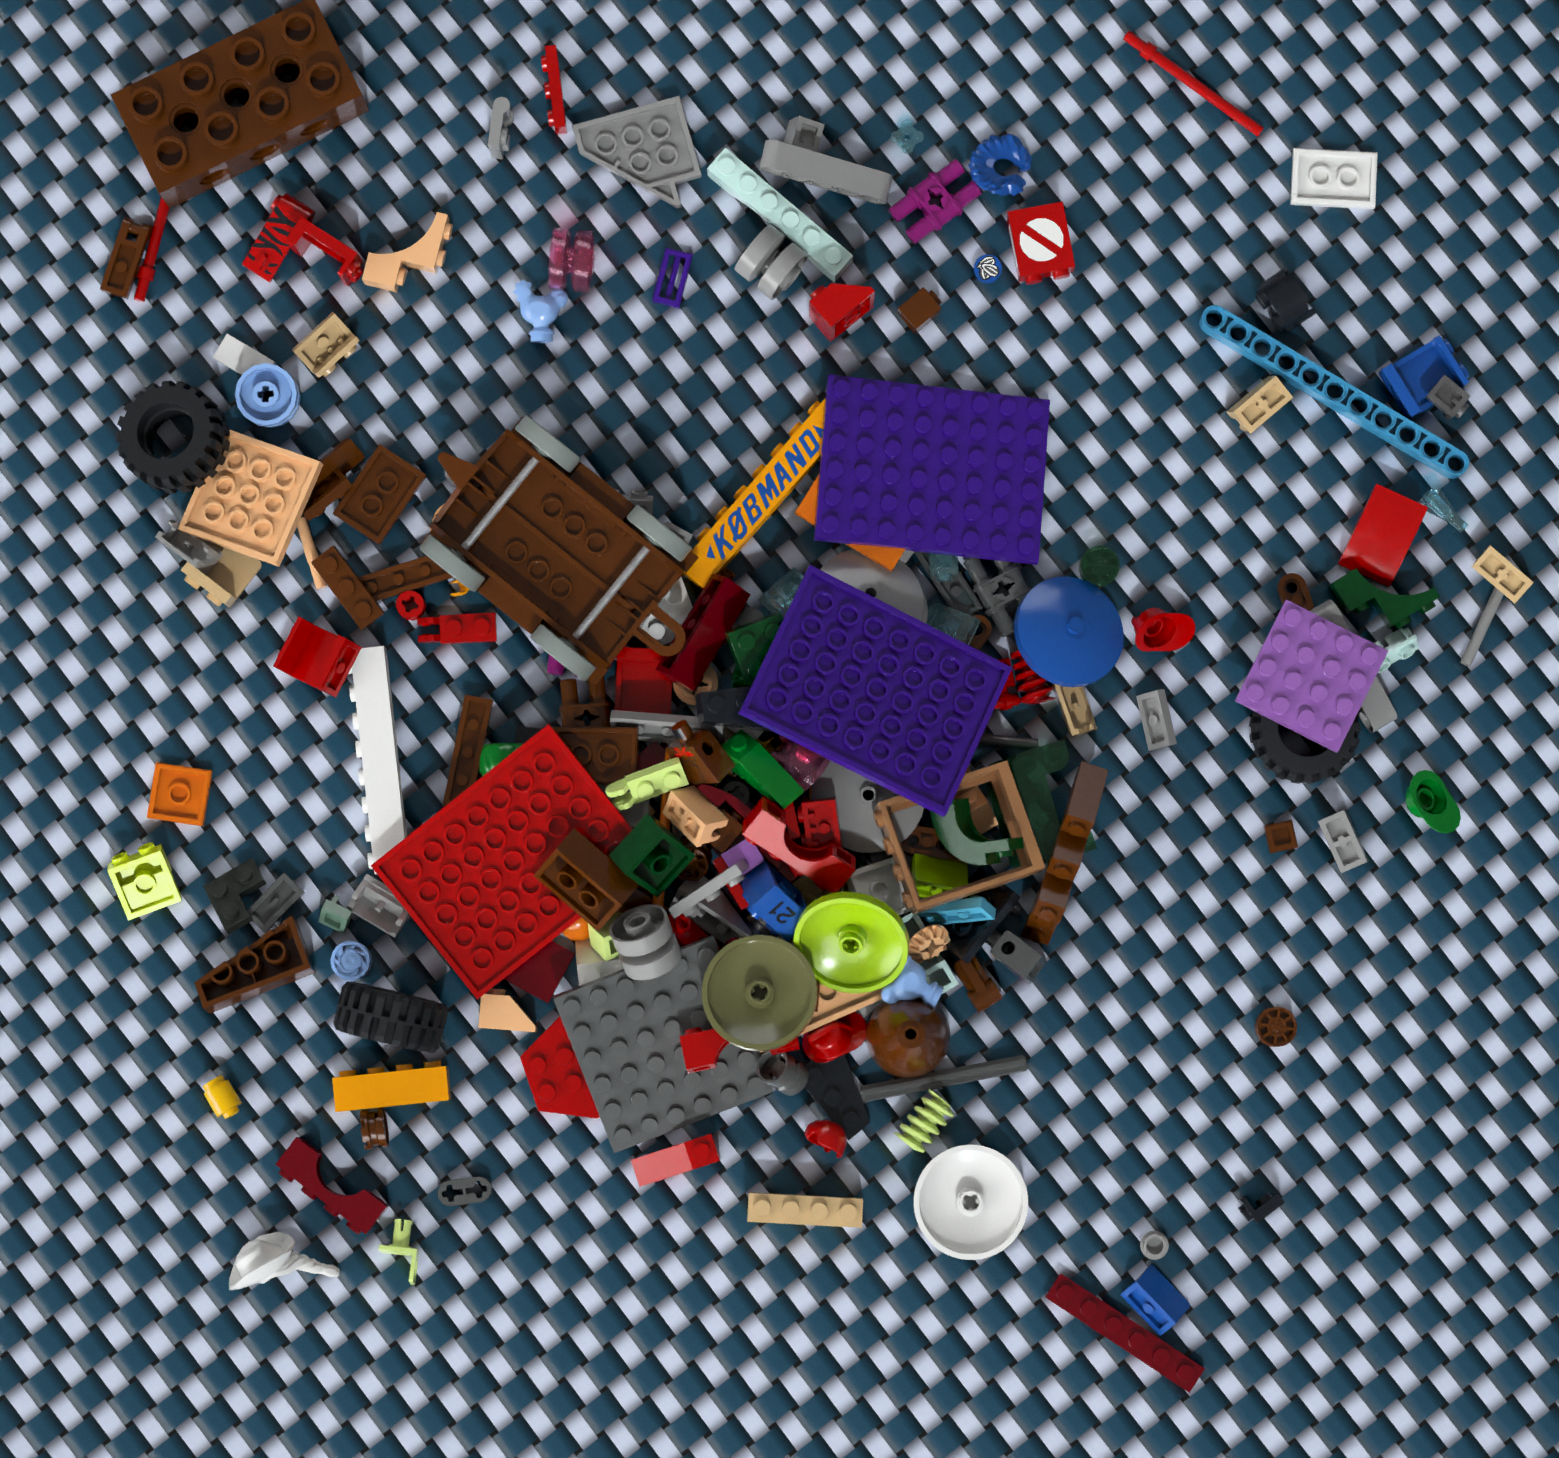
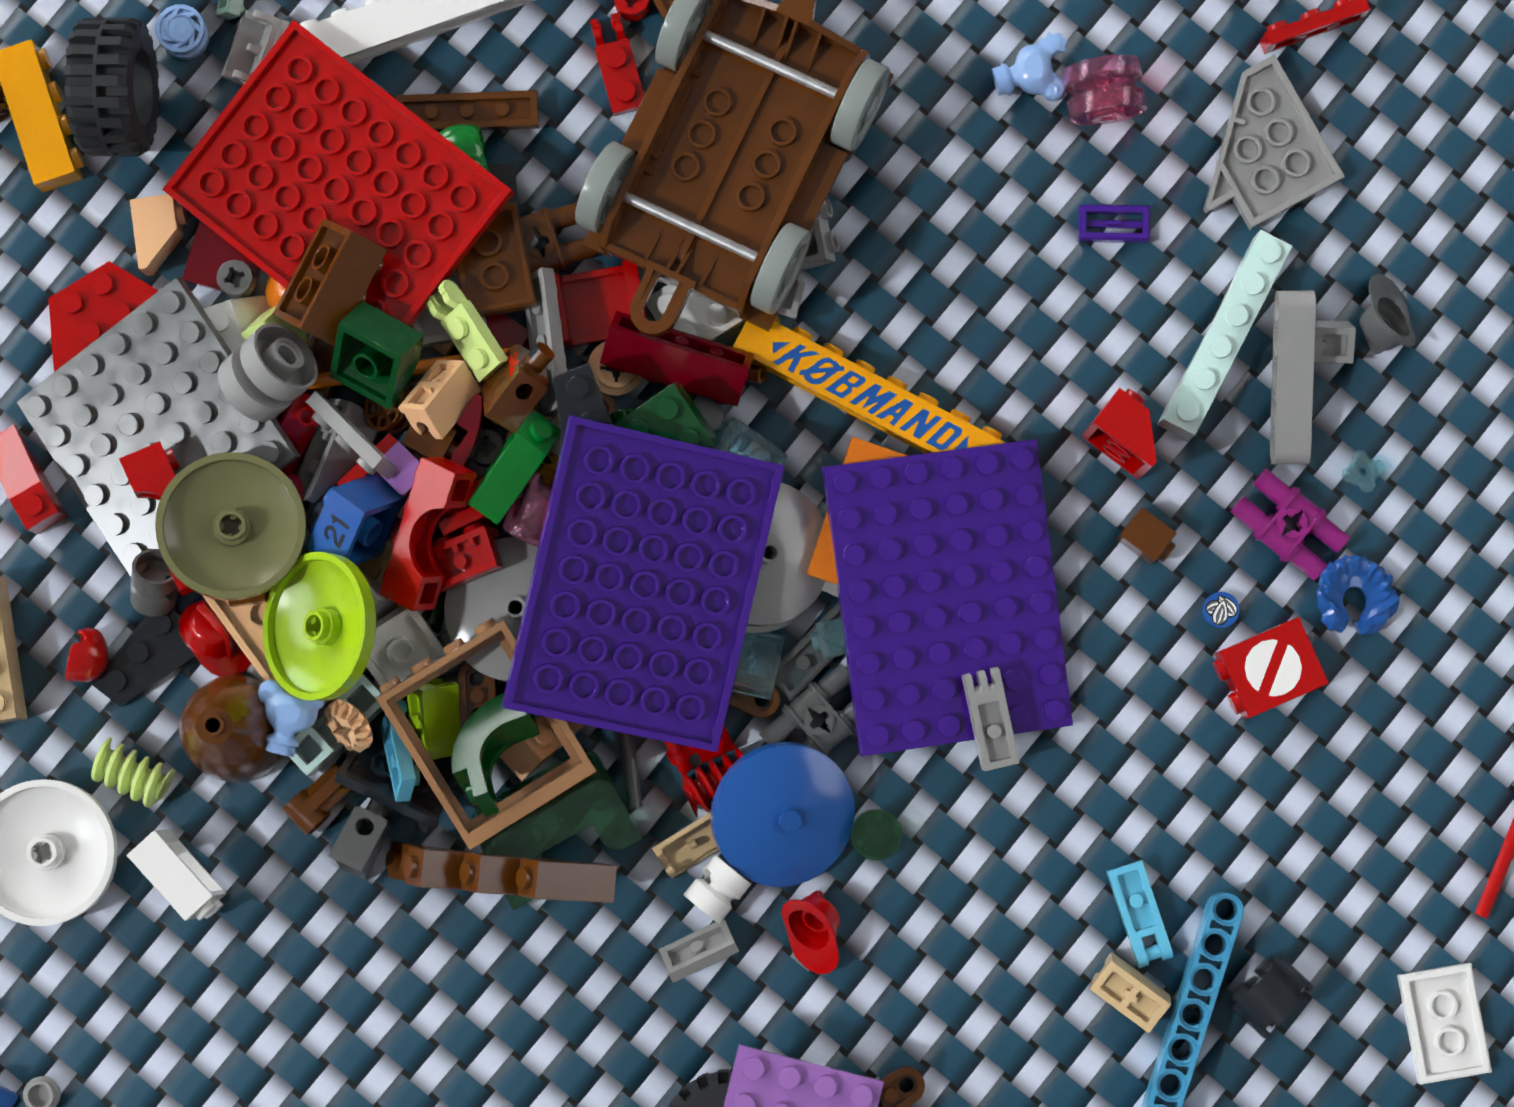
camera: 75 degrees right, 0 degrees up
(561, 952) = (240, 285): none -> flat silver wheel
(778, 267) = (1163, 334): light grey wheel -> none
(796, 91) = (1387, 317): none -> dark grey piece
(944, 1078) = (193, 787): dark grey axle -> none
(1012, 1100) = (177, 875): none -> white window
(1033, 458) = (990, 720): none -> light grey hinge
(1113, 694) = (717, 889): none -> white wheel
(1201, 383) = (1139, 912): none -> medium azure plate

